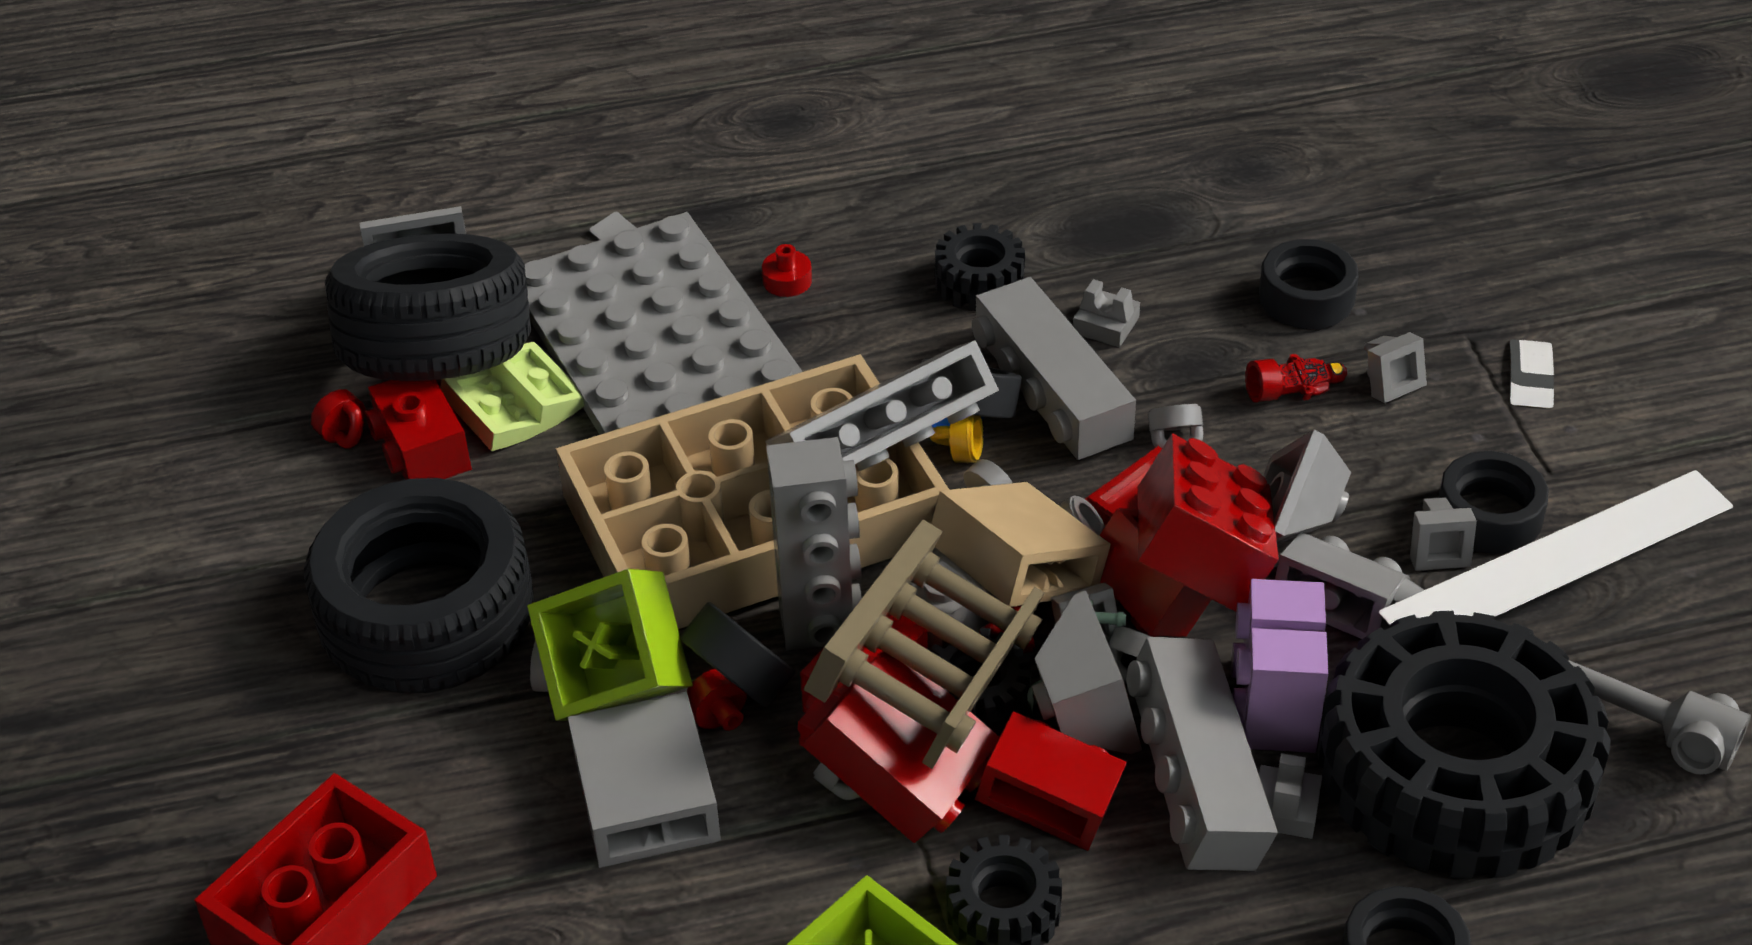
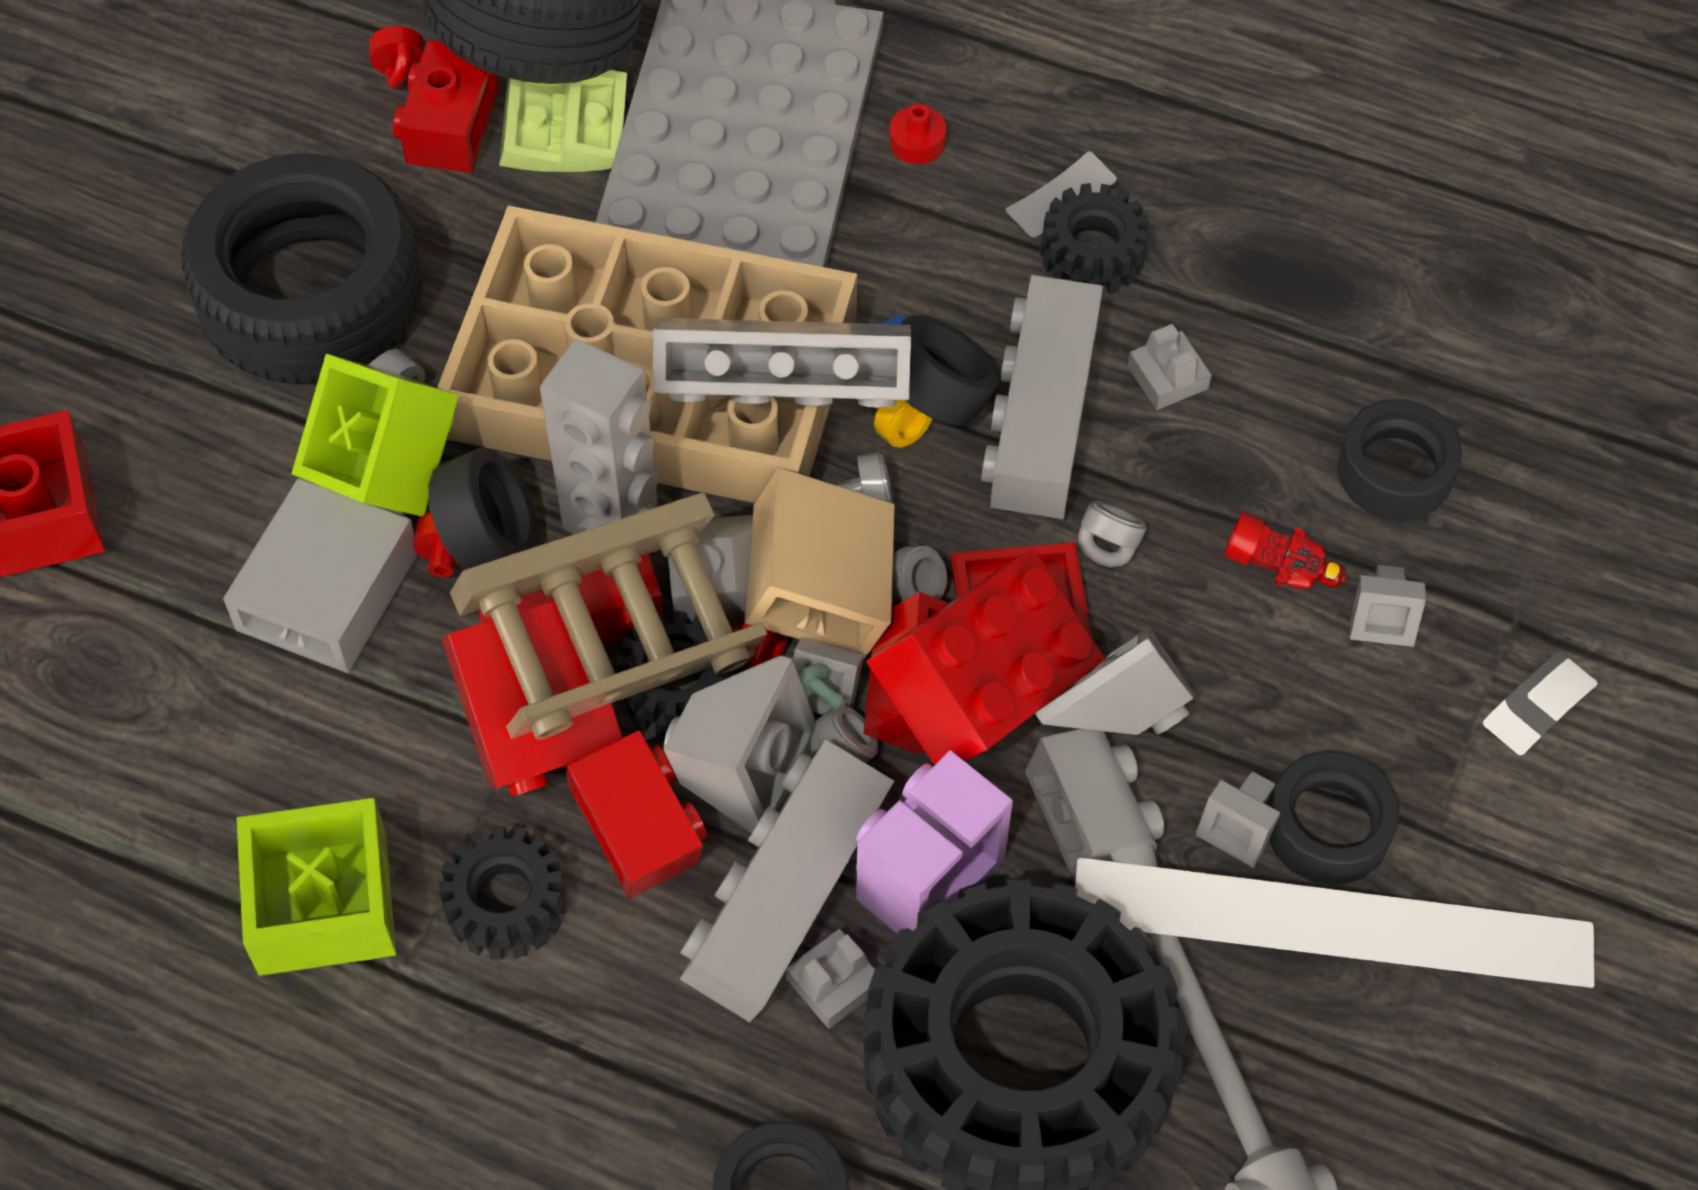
camera: 35 degrees right, 15 degrees up
(919, 264) = (1031, 210): none -> light grey sticker

